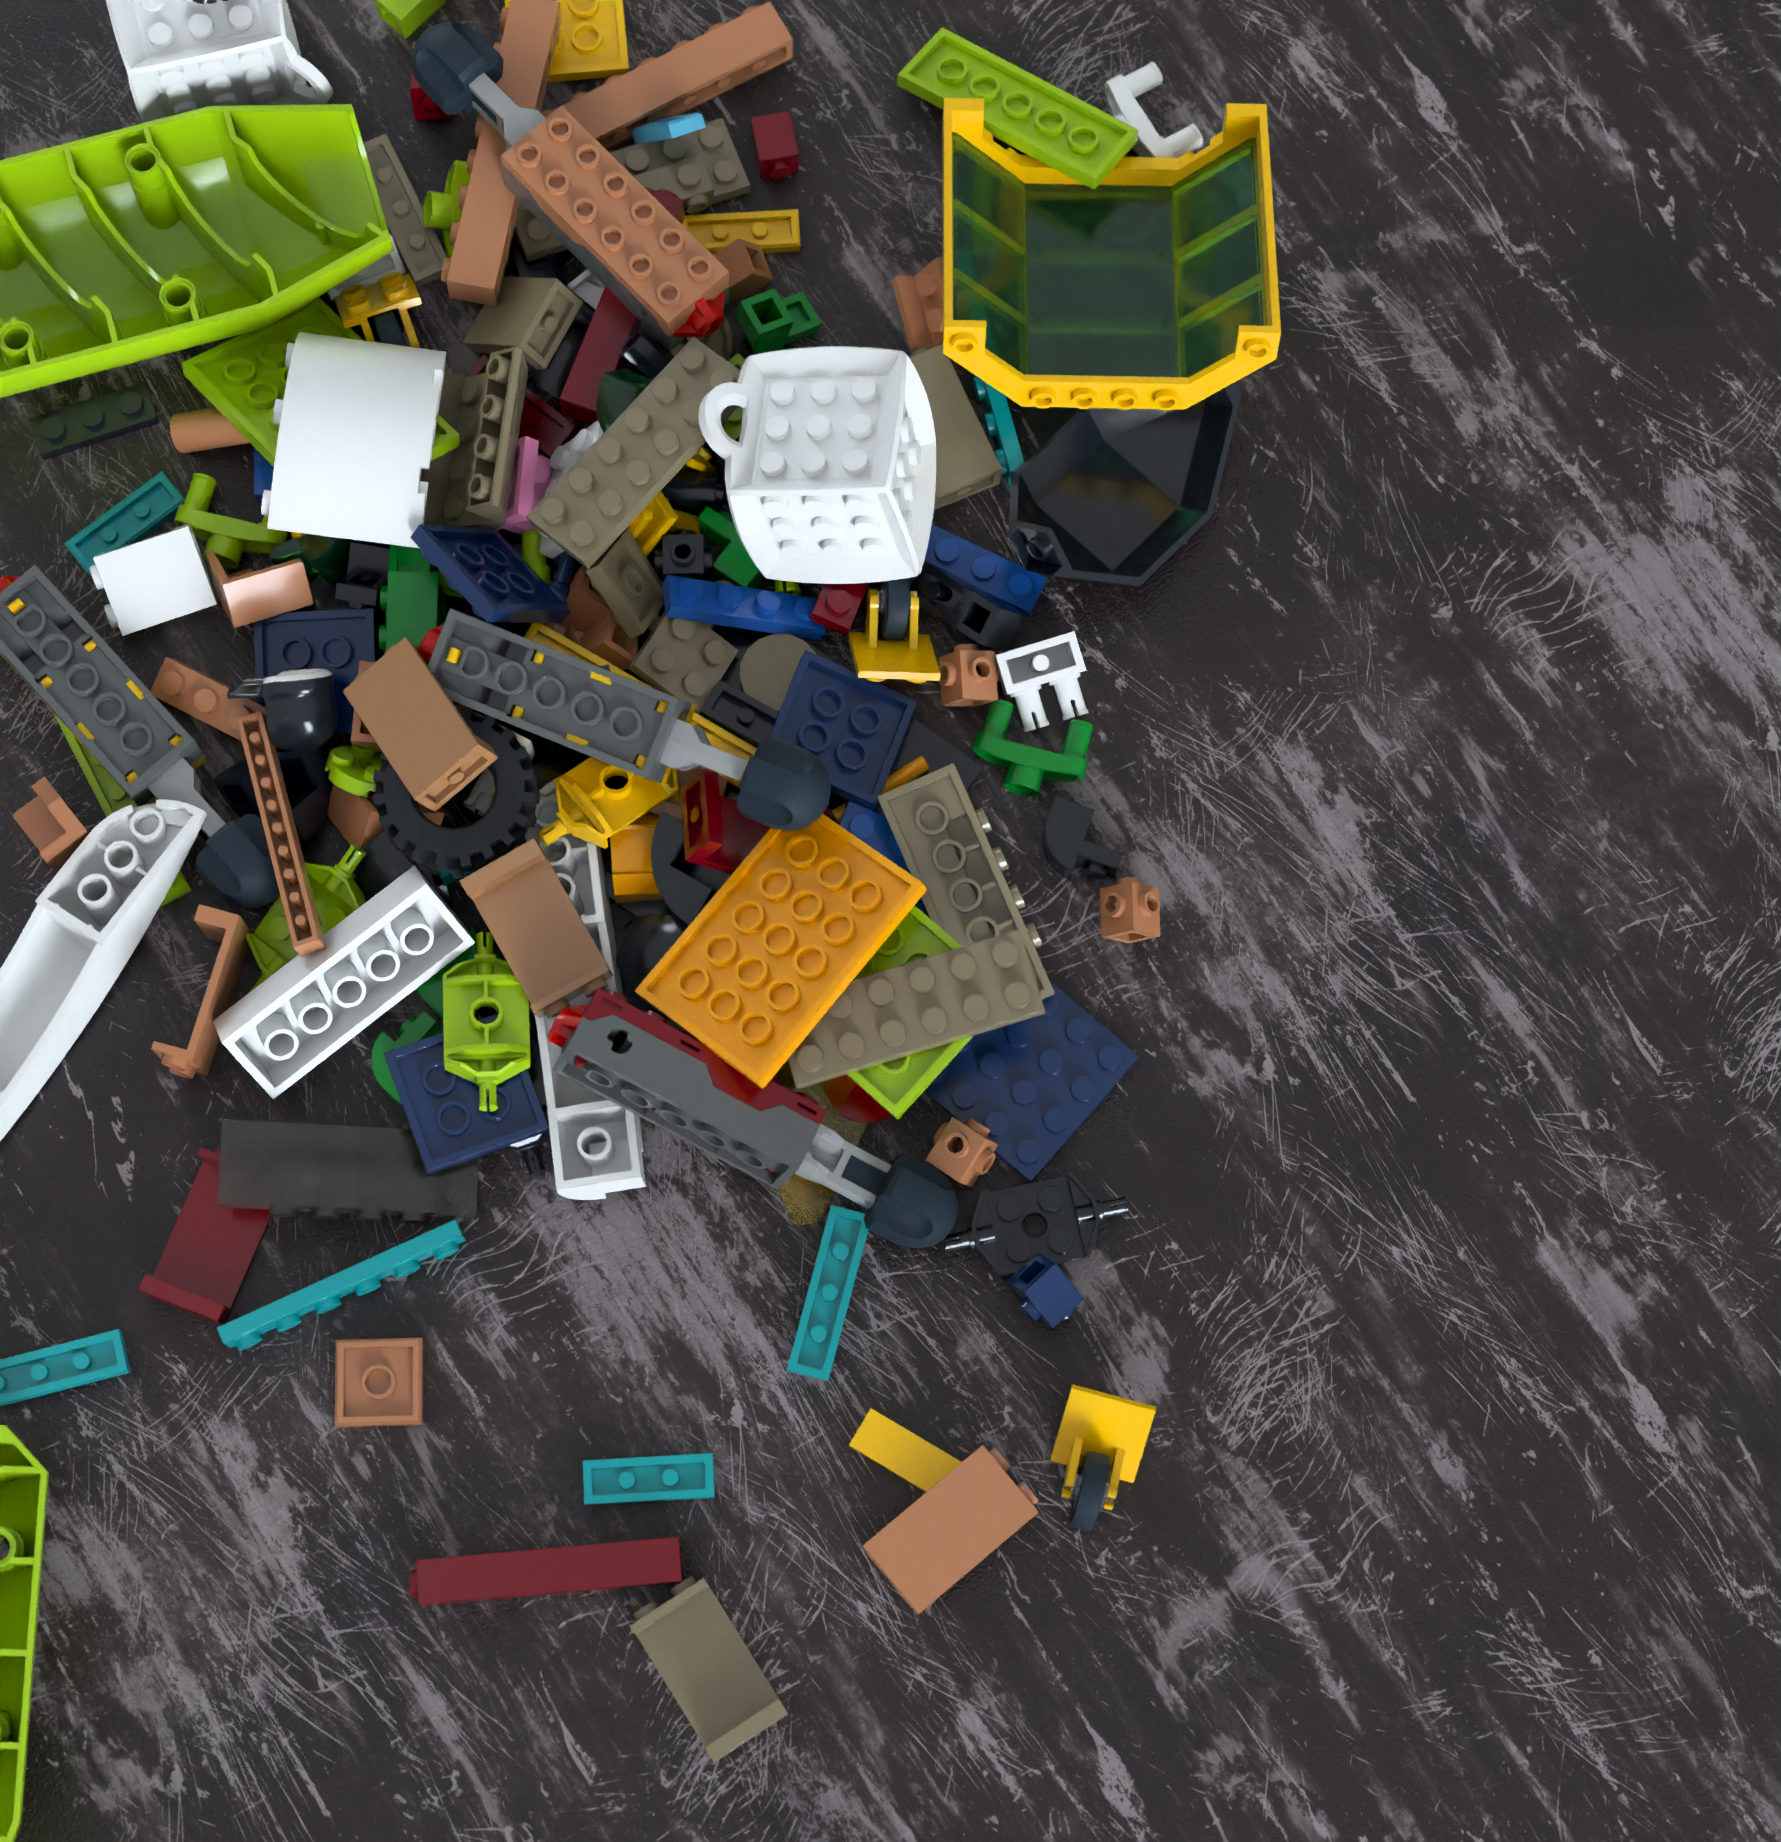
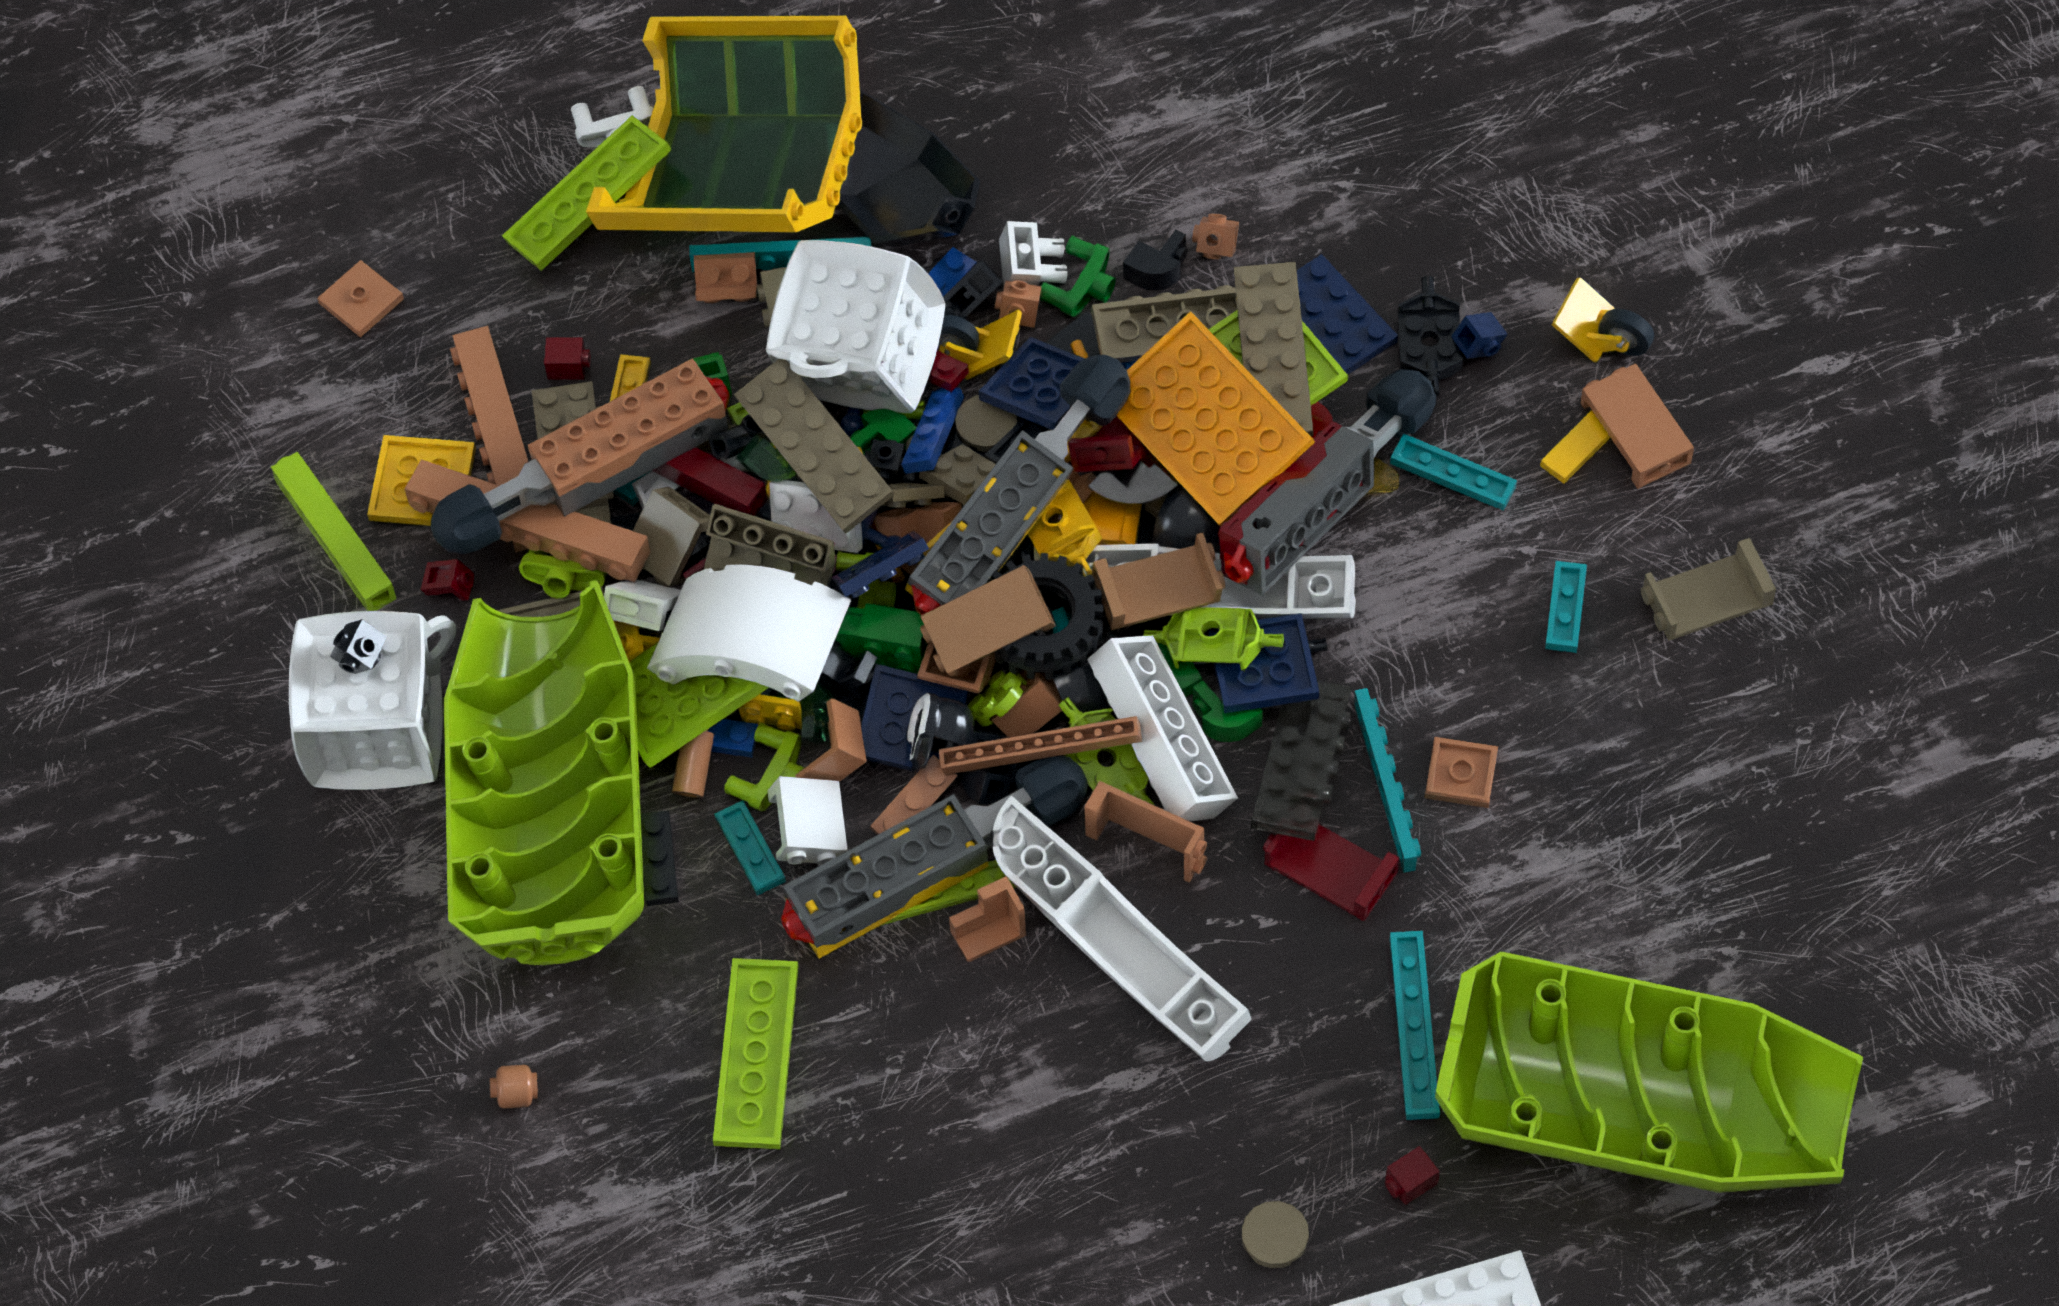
camera: 70 degrees left, 15 degrees down
(414, 309) = (640, 603): none -> white panel
(547, 1571) = (1621, 678): dark red brick -> none
(668, 128) = (537, 415): medium azure tile -> none
(963, 1150) = (1370, 356): nougat brick -> none

